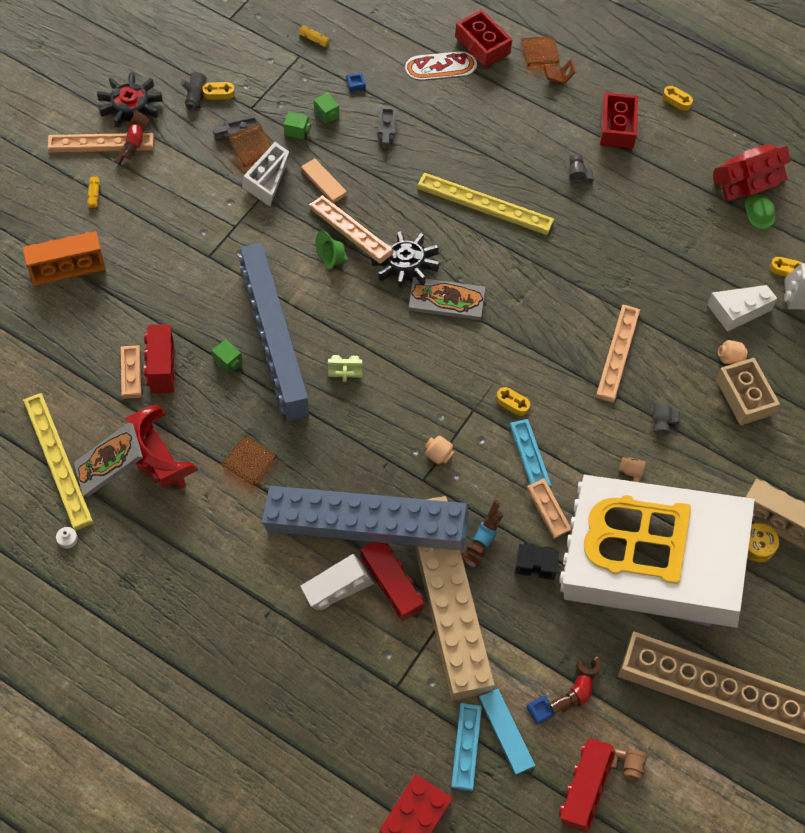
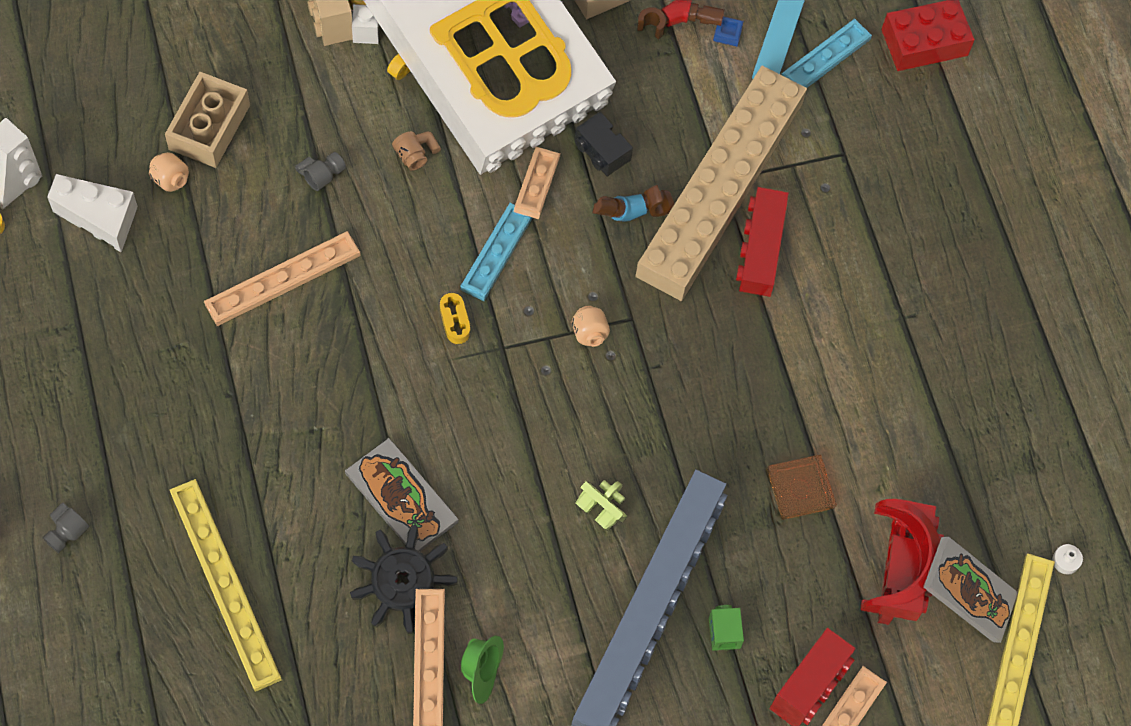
camera: 140 degrees left, 5 degrees up
(337, 583) = (823, 274): white wedge -> none
(366, 517) = (746, 301): sand blue brick -> none

